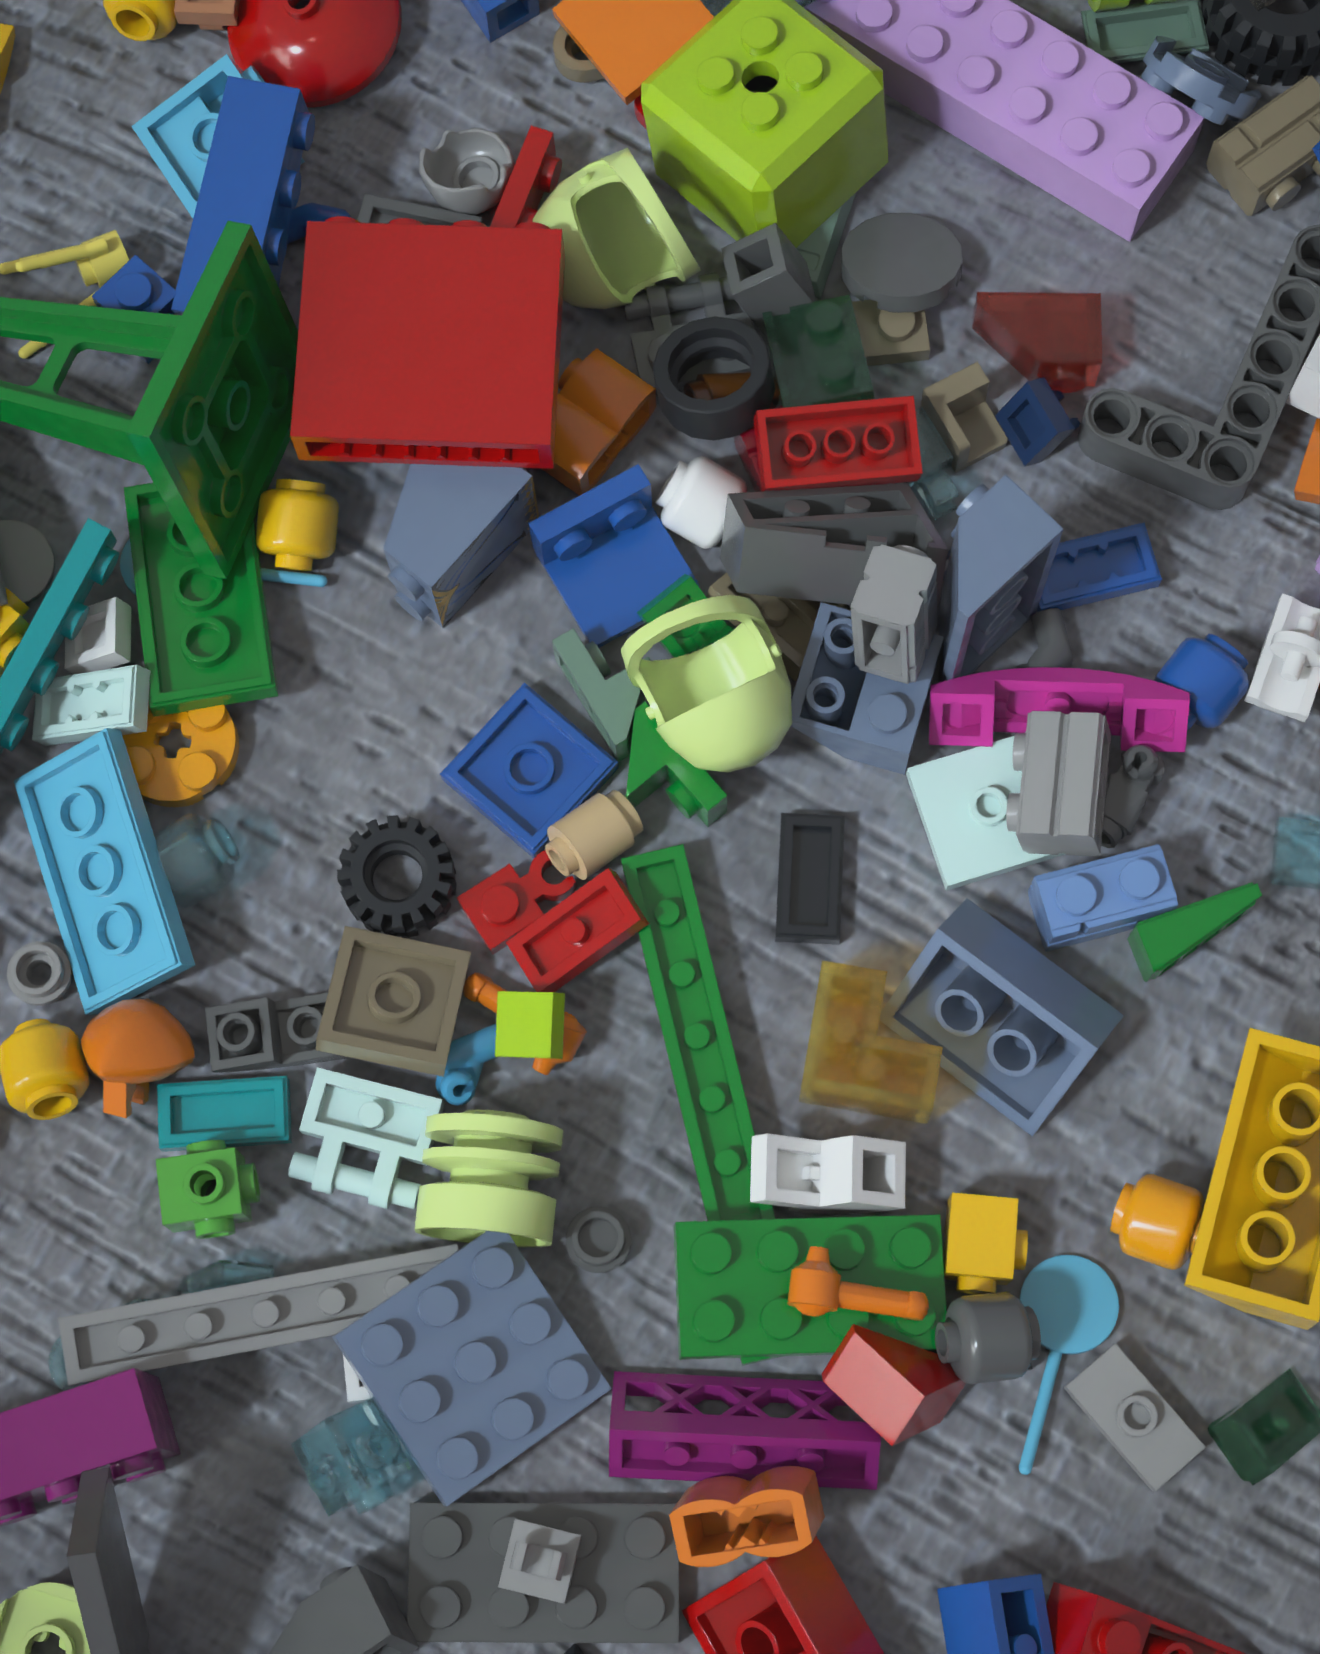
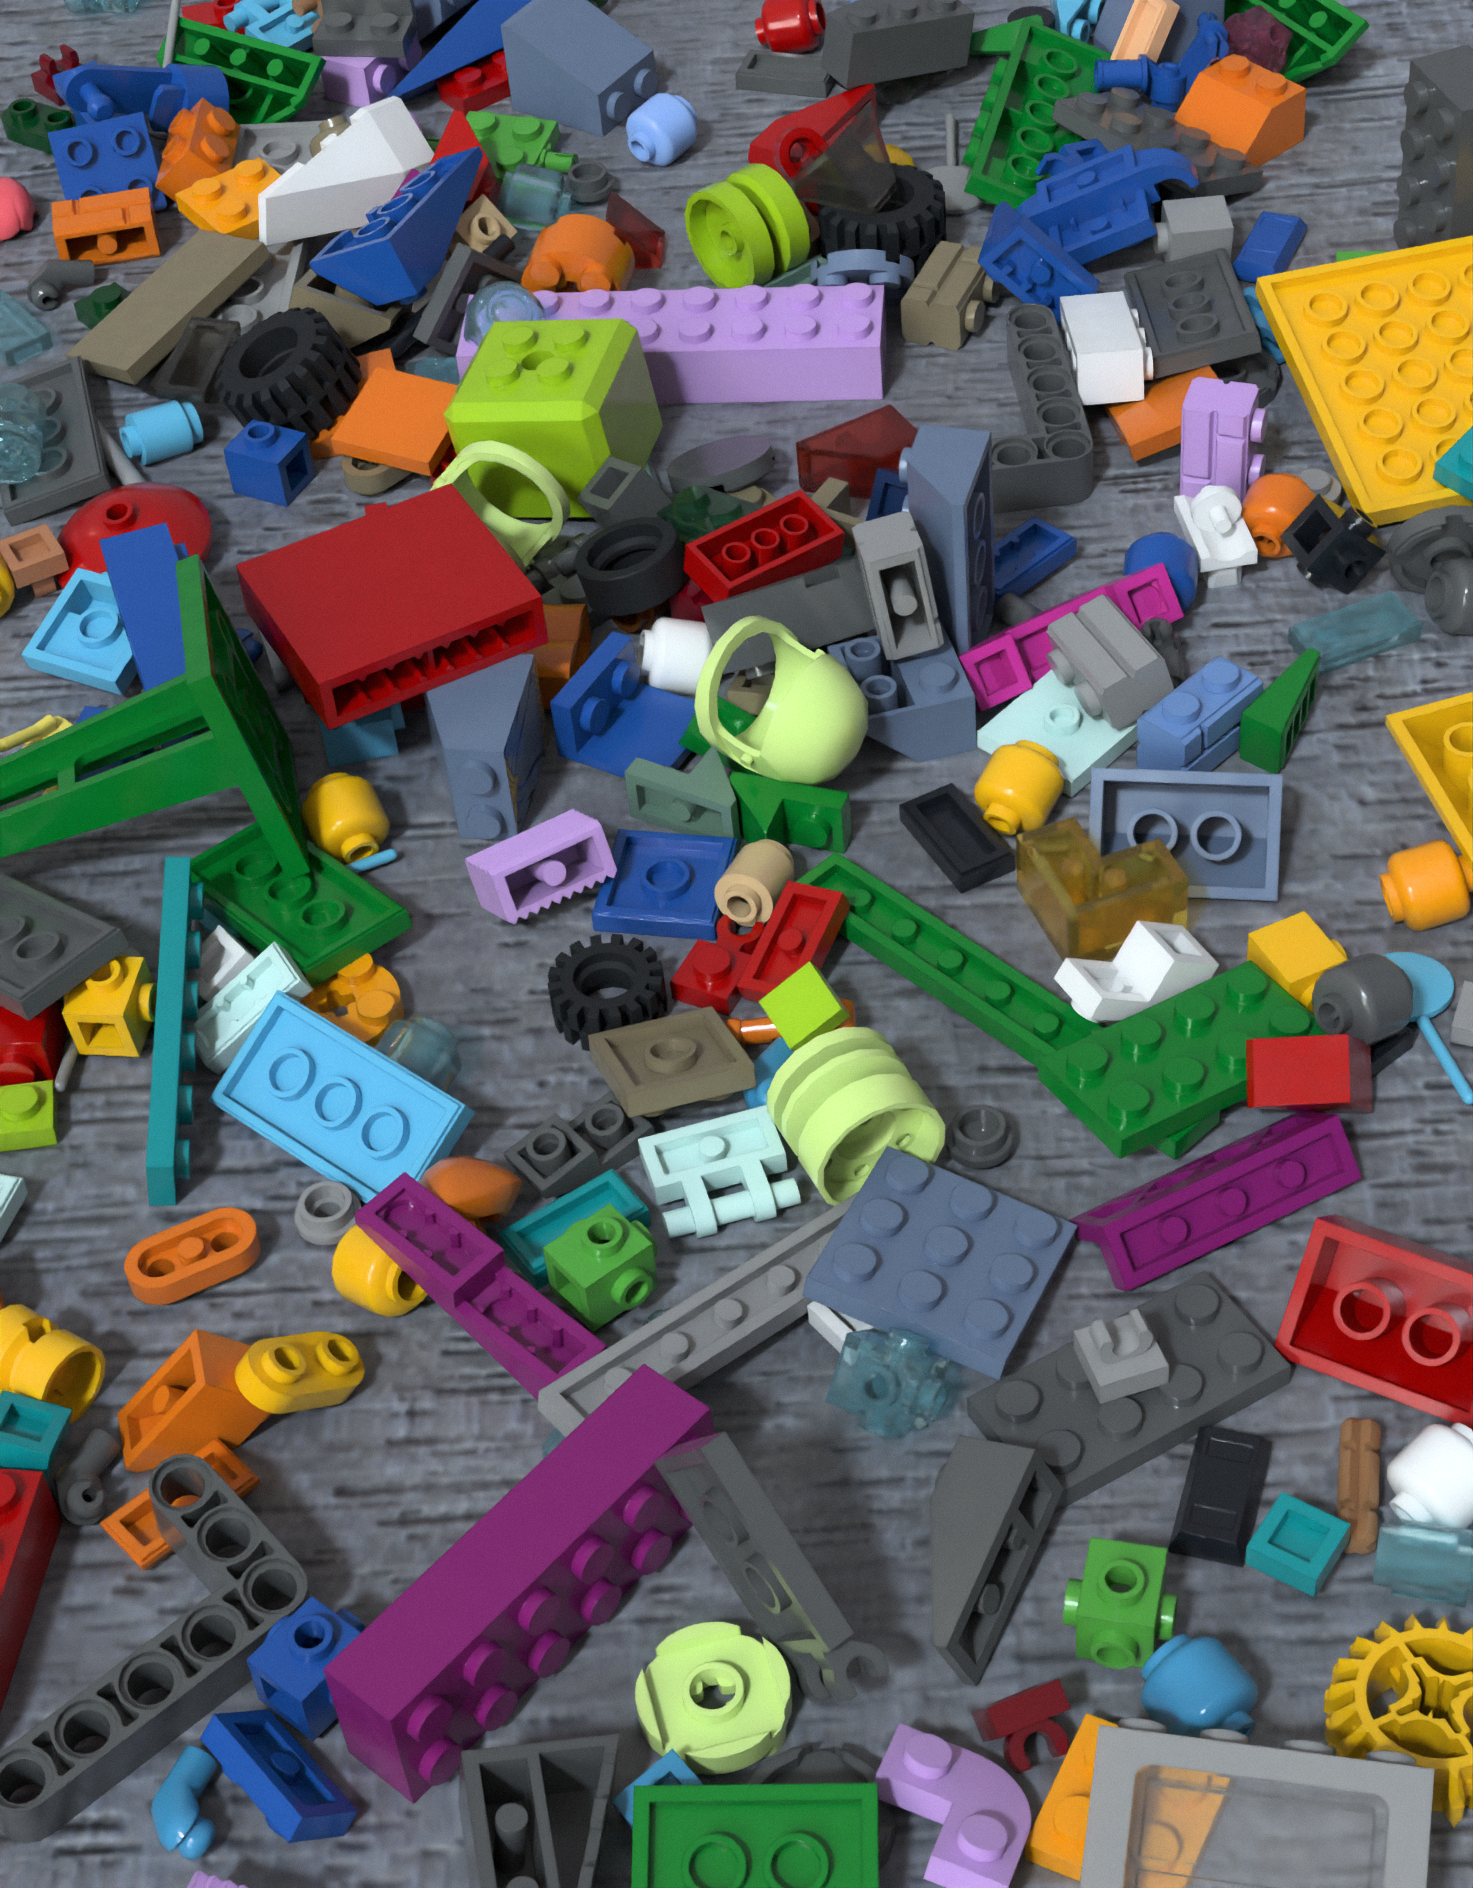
camera: 30 degrees left, 30 degrees down
(90, 1161) = (473, 1285): none -> magenta slope
(420, 701) = (541, 866): none -> lavender brick
(733, 1516) = (1260, 1228): orange brick -> none
(818, 1290) = (1201, 1027): orange piece -> none
(891, 869) = (1019, 787): none -> yellow head

